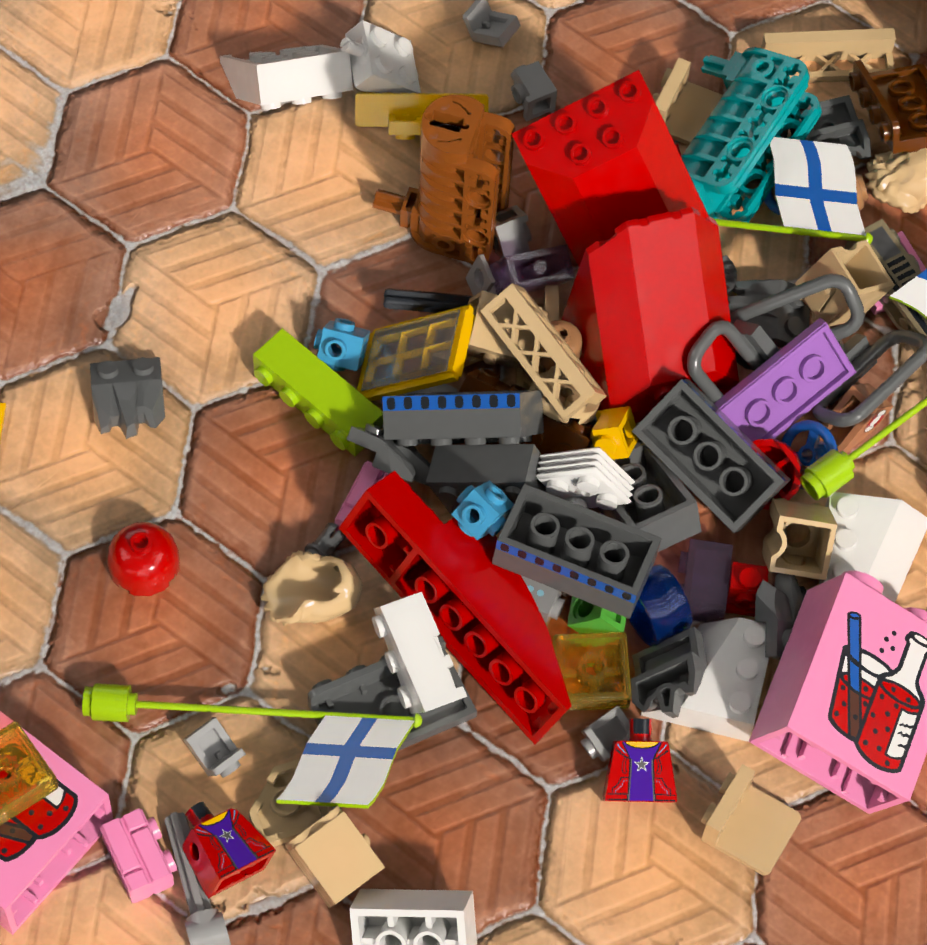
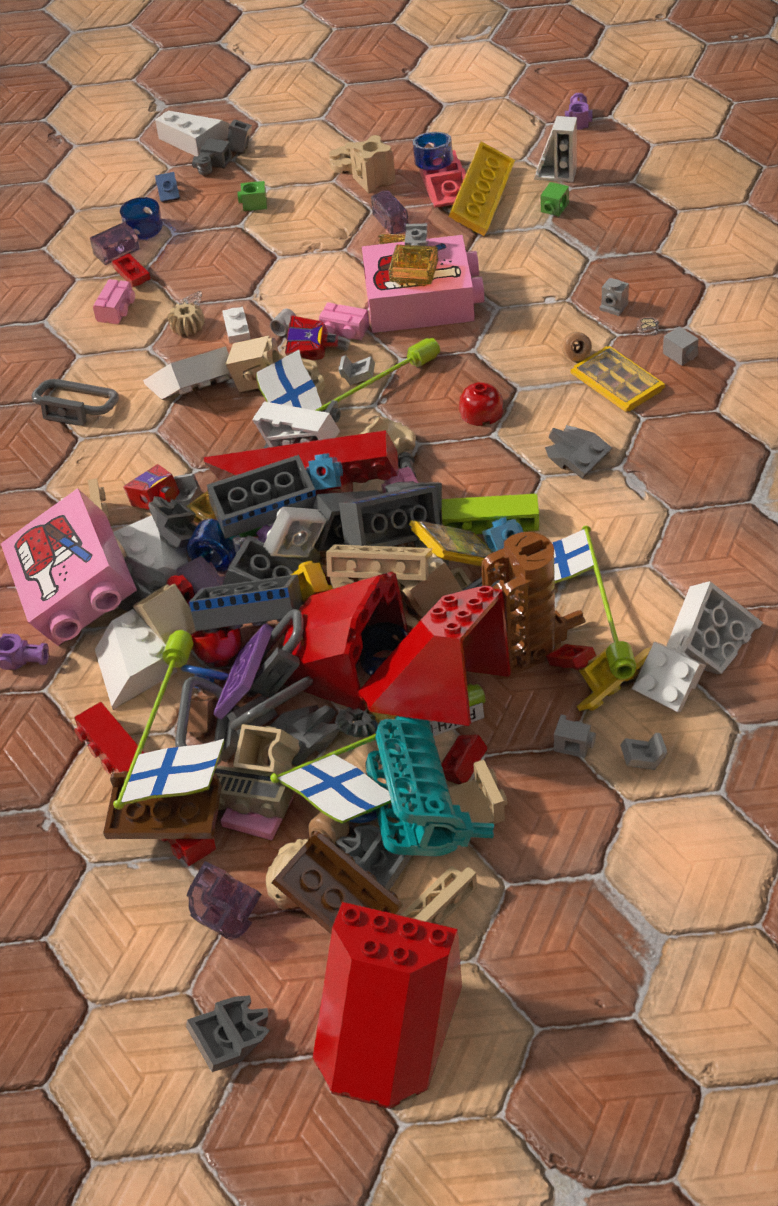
camera: 145 degrees right, 15 degrees down
(318, 278) = (575, 556): none -> flag

